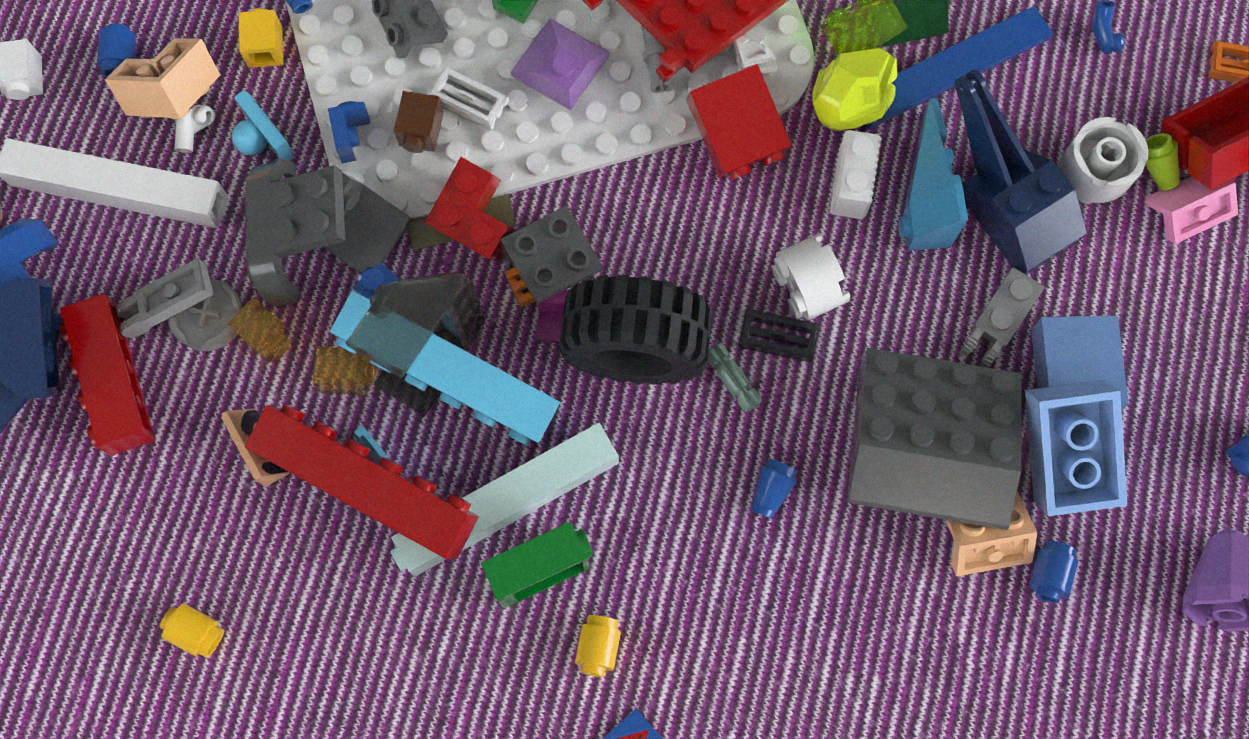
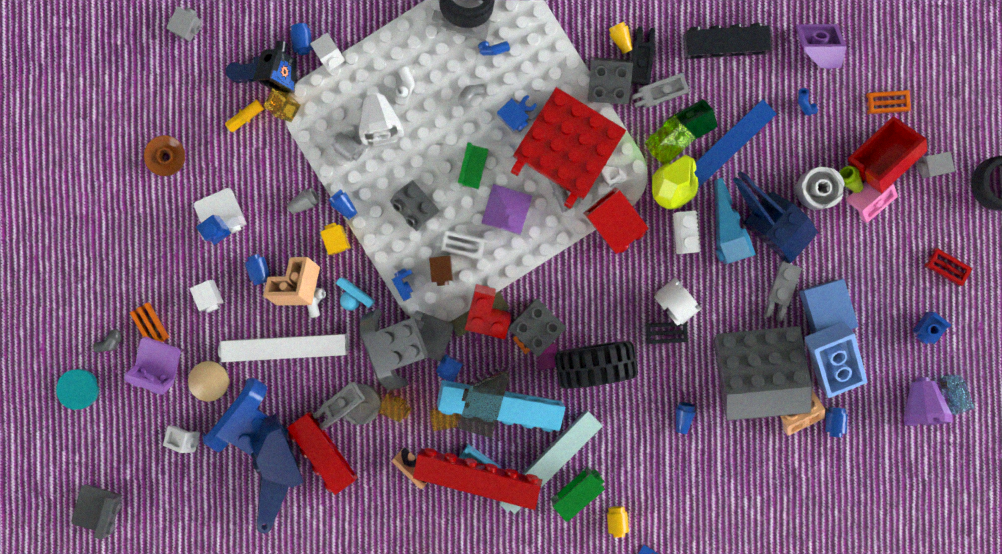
camera: 15 degrees left, 15 degrees up
(733, 378) = (650, 364): sand green axle -> none

